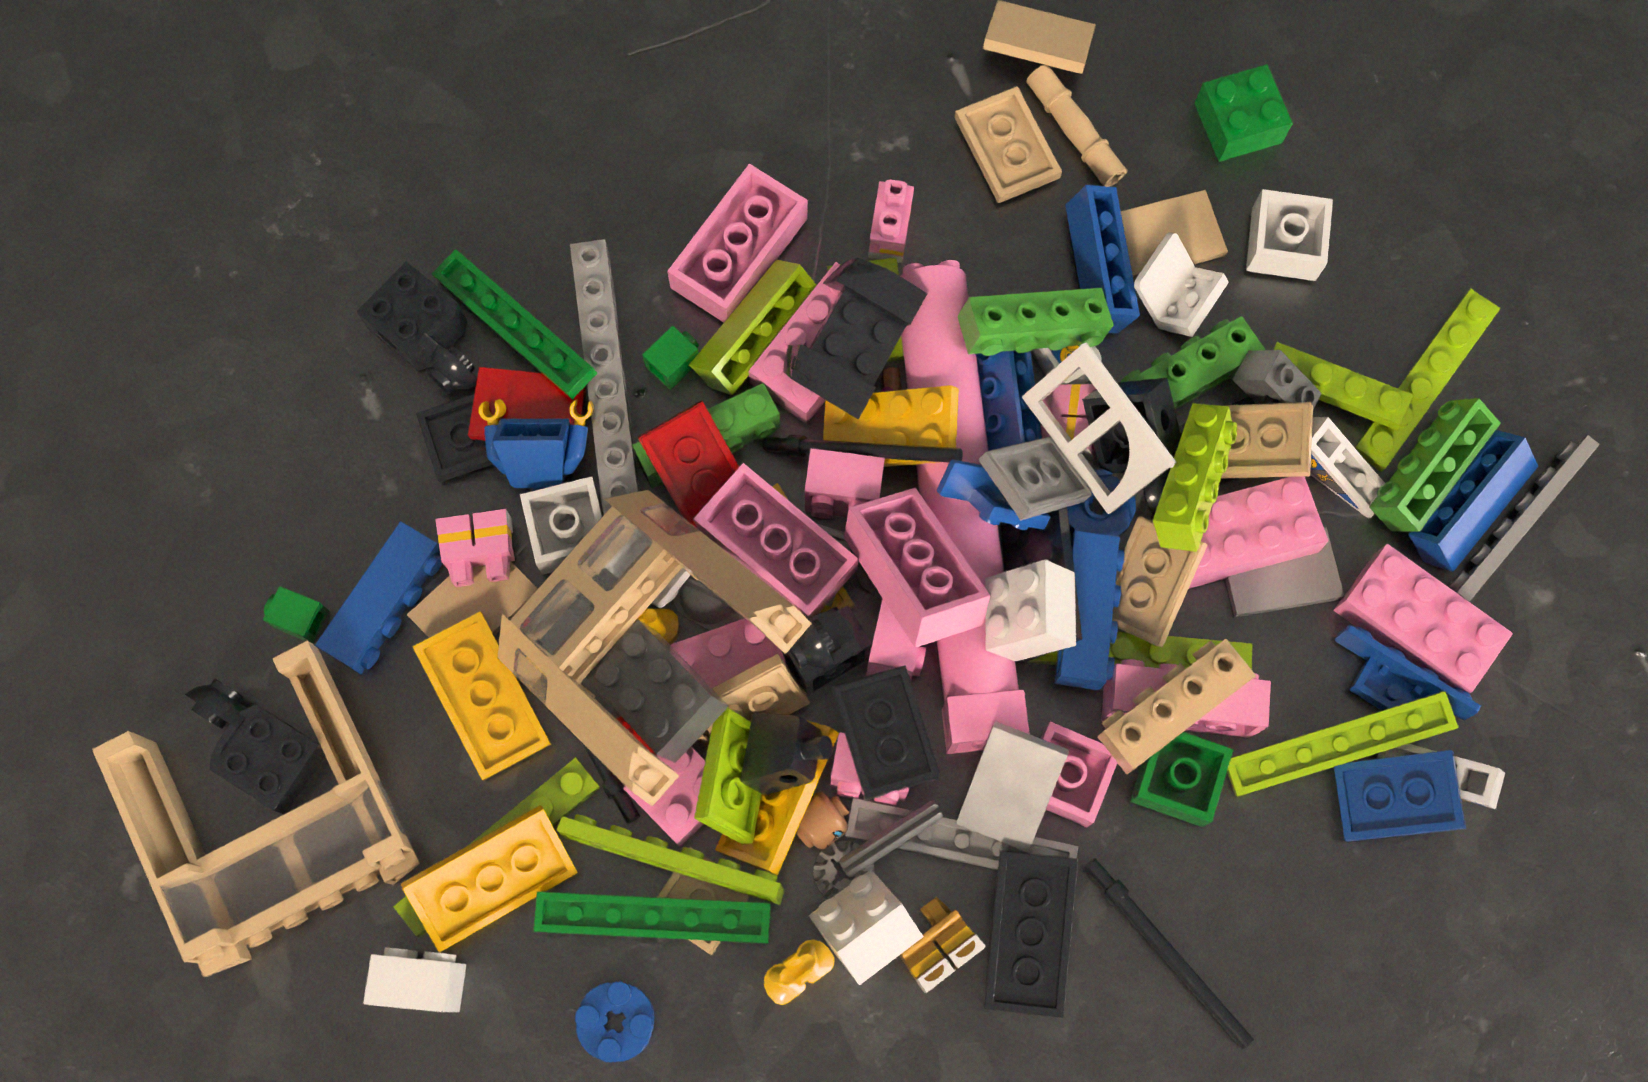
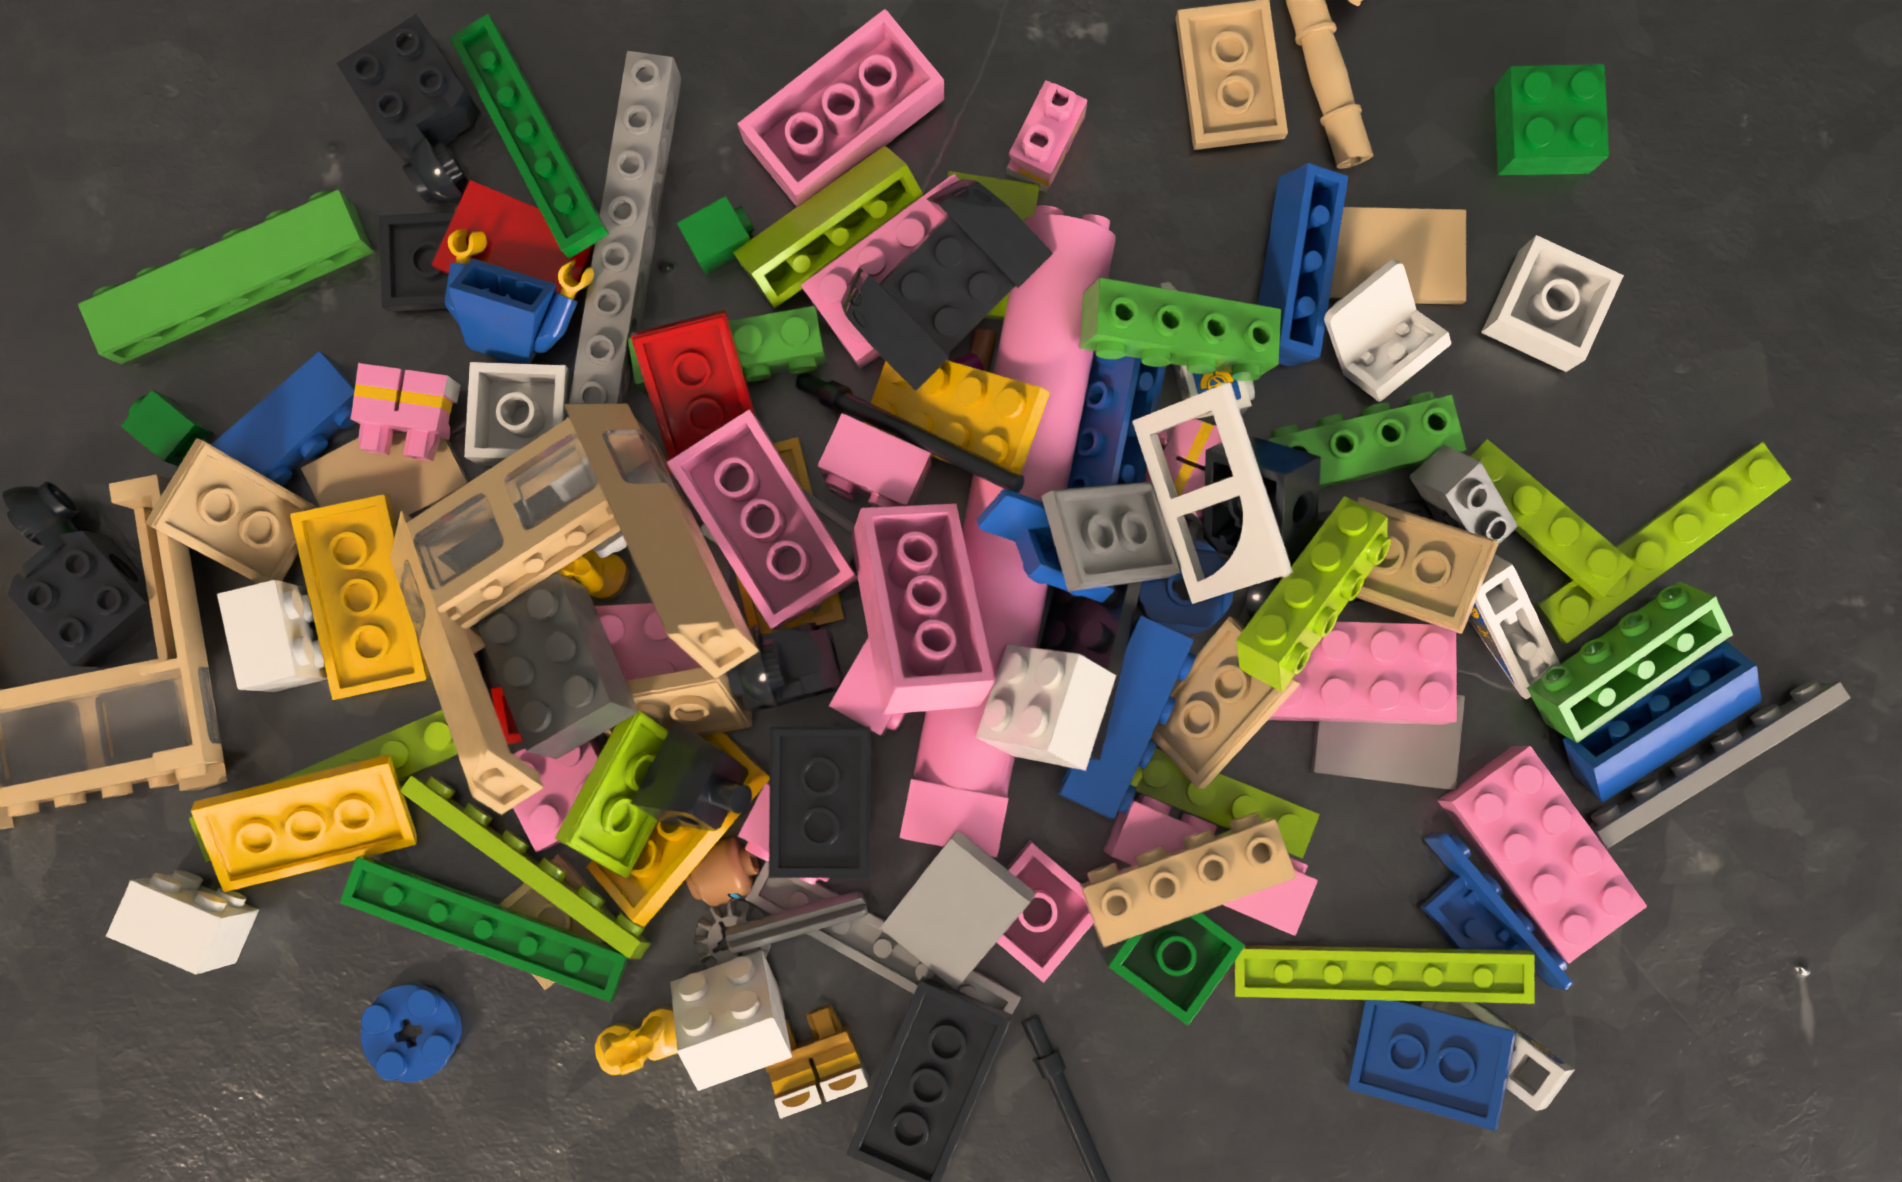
camera: 20 degrees right, 10 degrees up
(310, 491) = (225, 277): none -> bright green brick
(370, 659) = (230, 514): none -> tan tile
(425, 741) = (271, 636): none -> white brick

